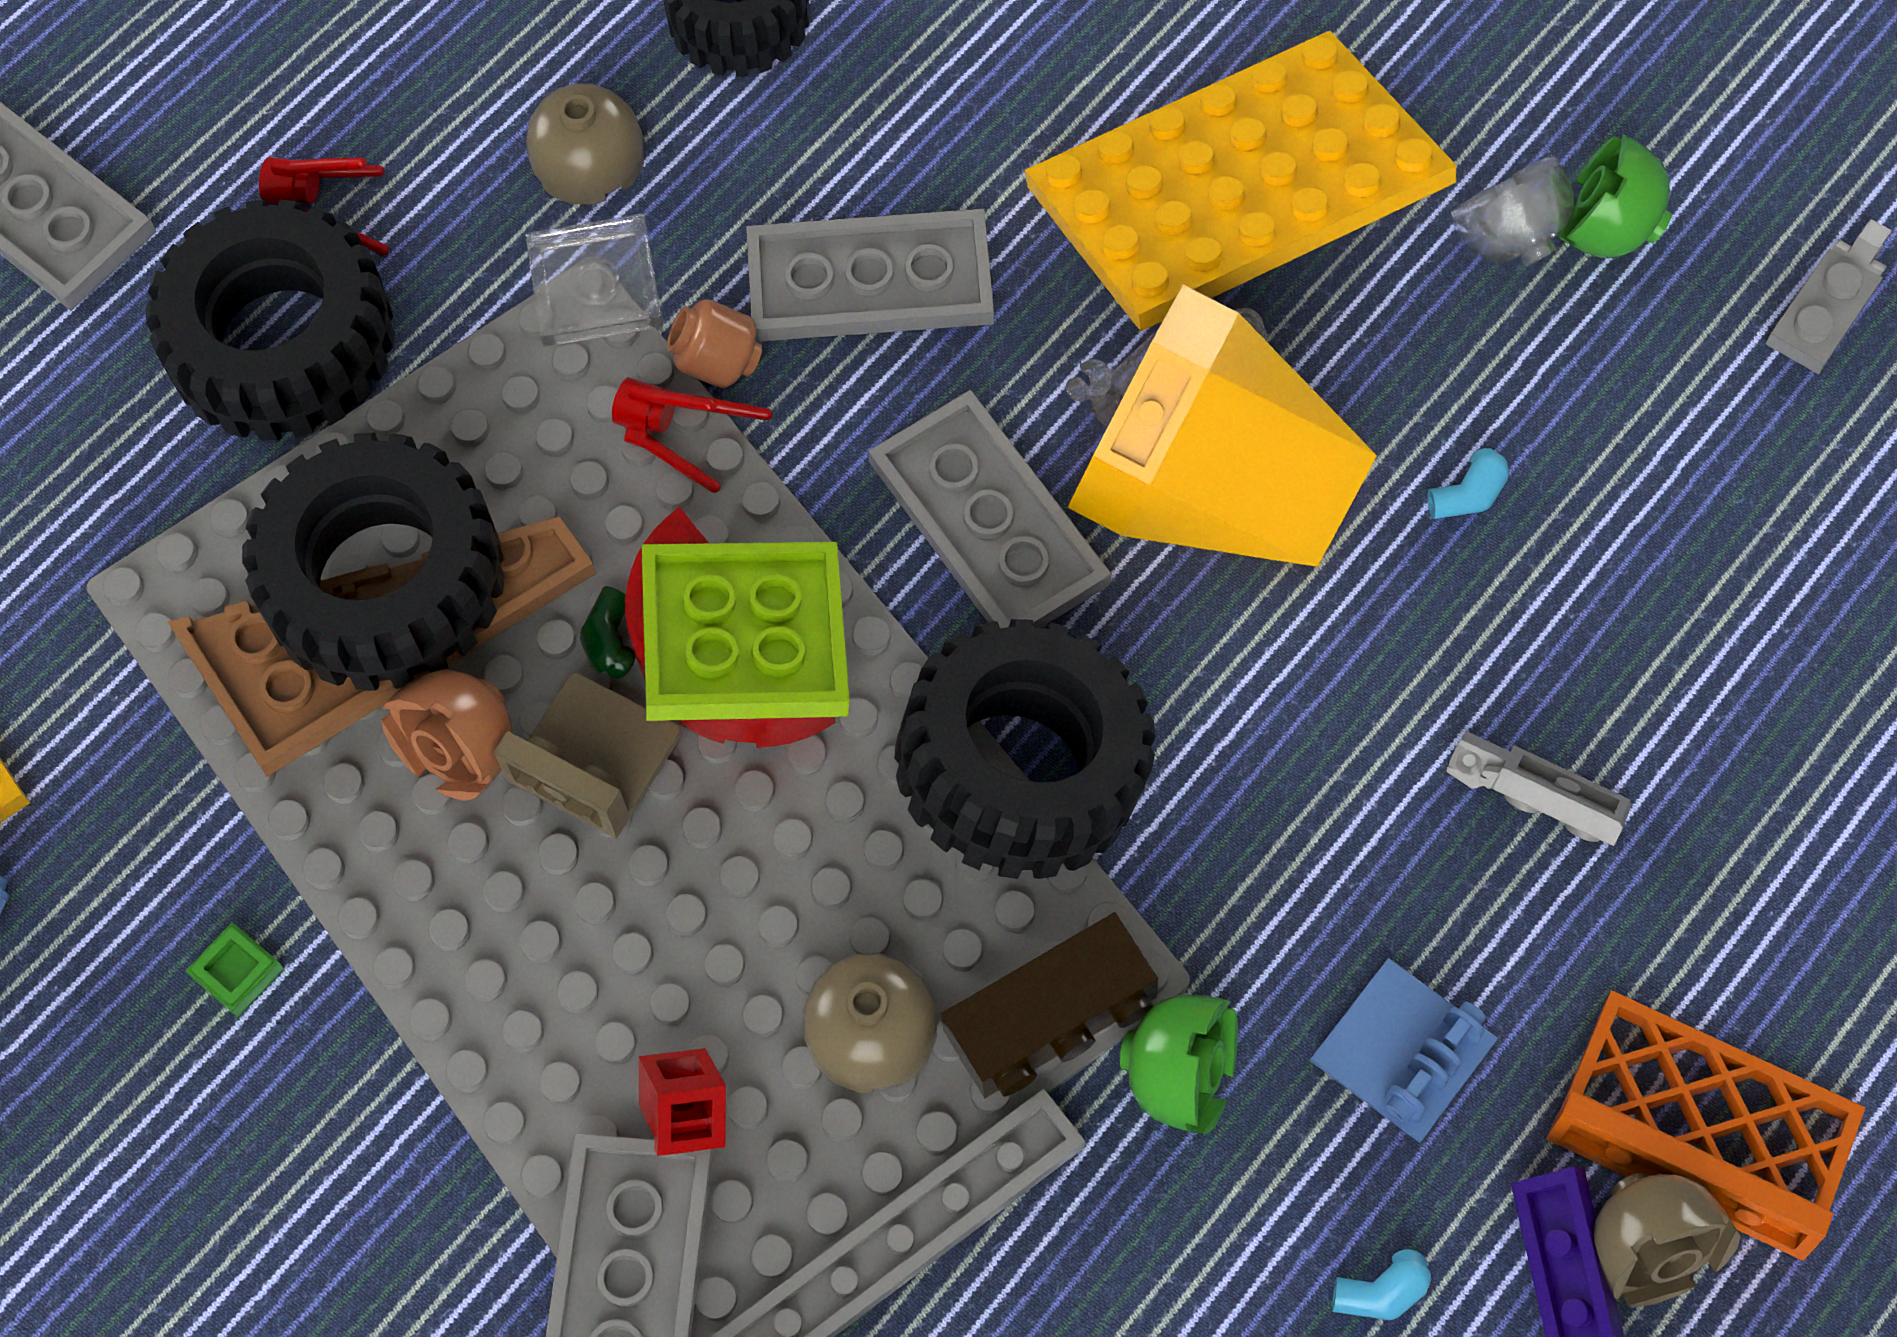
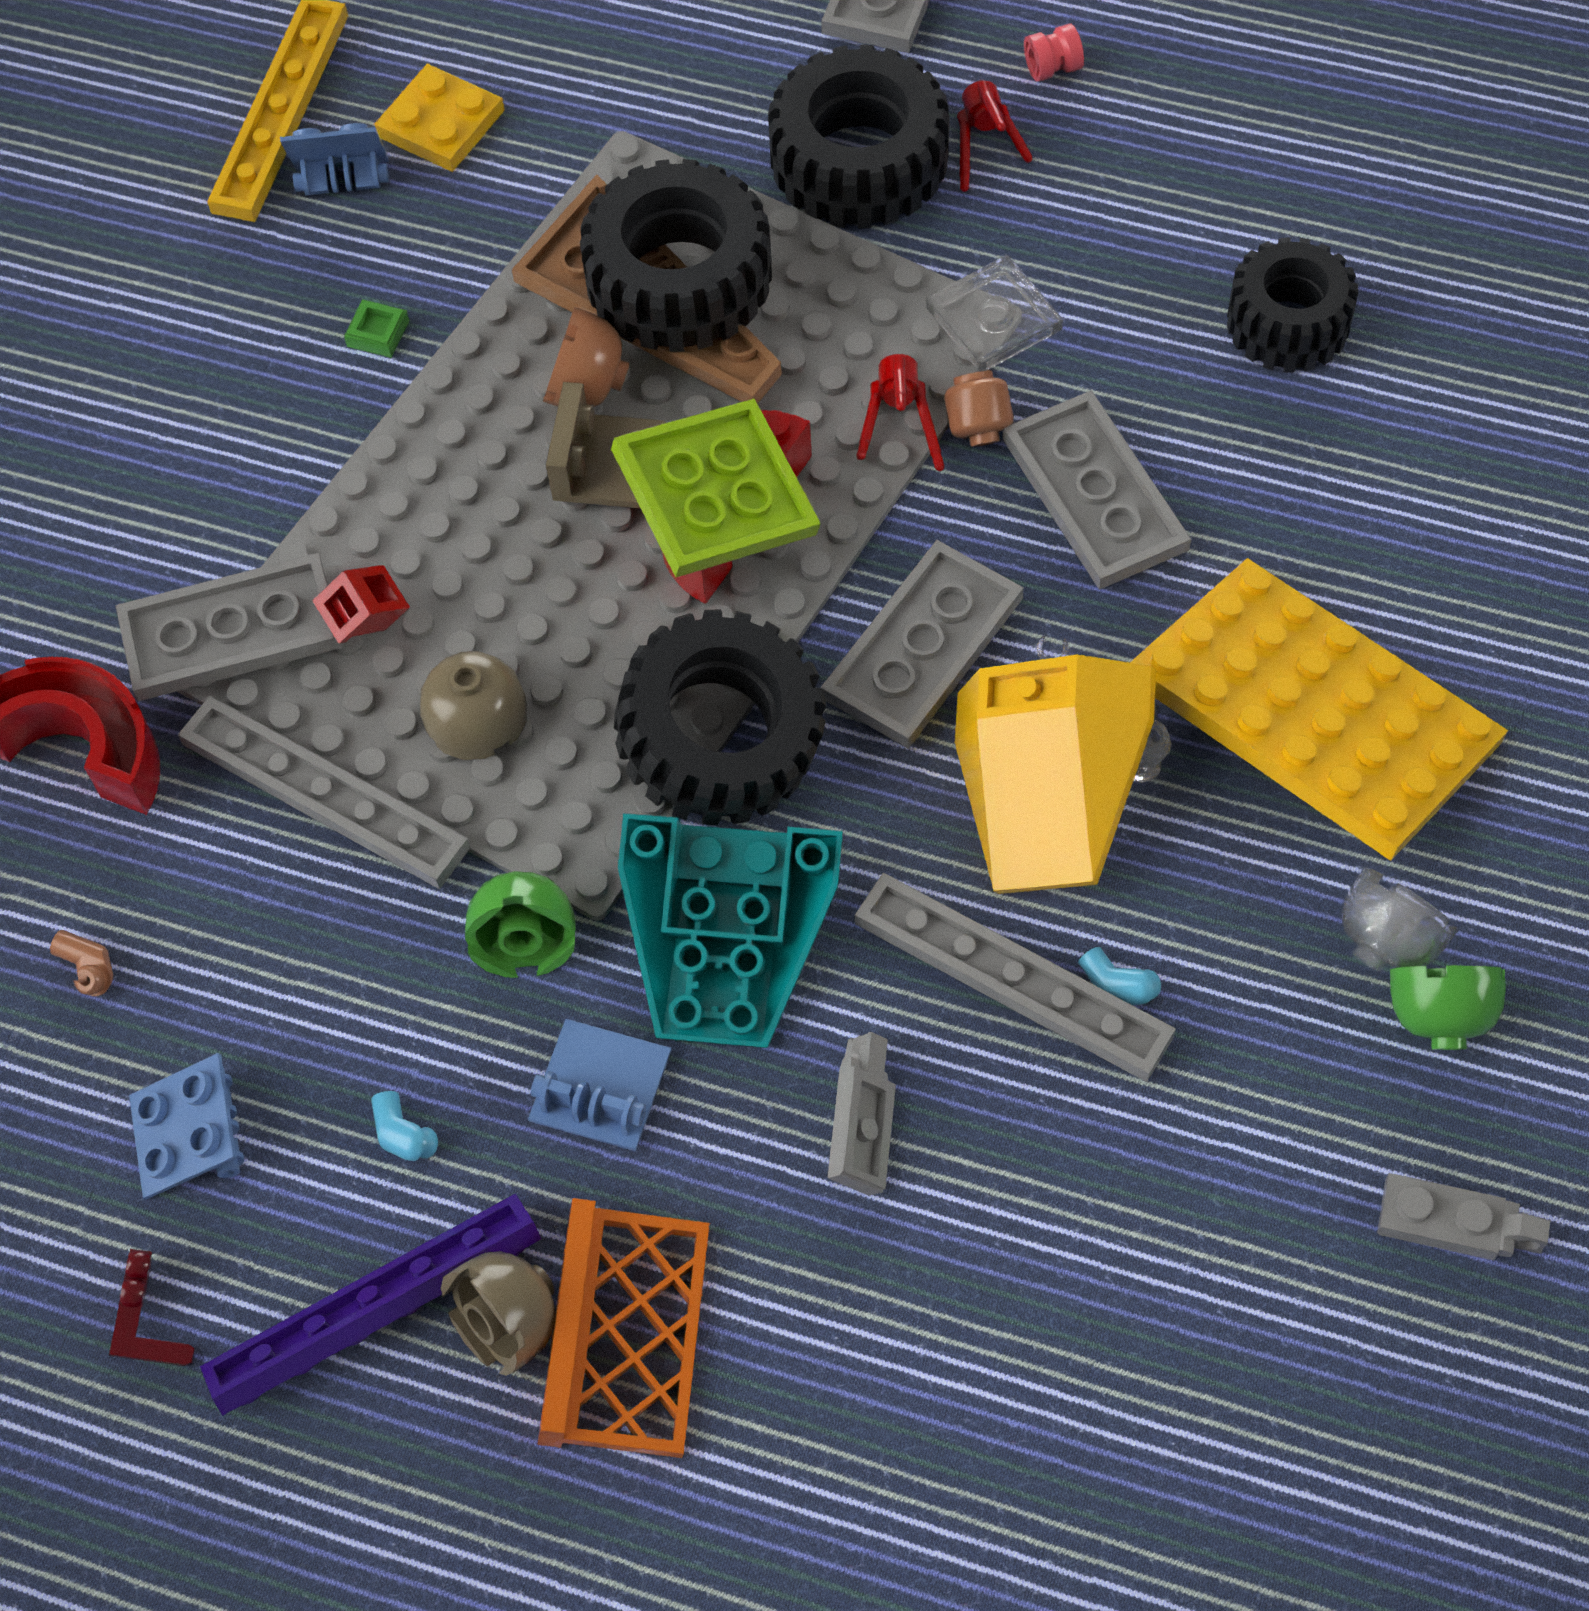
camera: 70 degrees right, 5 degrees down
(255, 80) = (1053, 52): none -> coral wheel
(584, 143) = (1114, 266): dark tan cylinder -> none
(1051, 1007) = (526, 814): dark brown brick -> none
(1262, 839) = (723, 922): none -> teal wedge
(1430, 584) = (1015, 977): none -> light grey plate

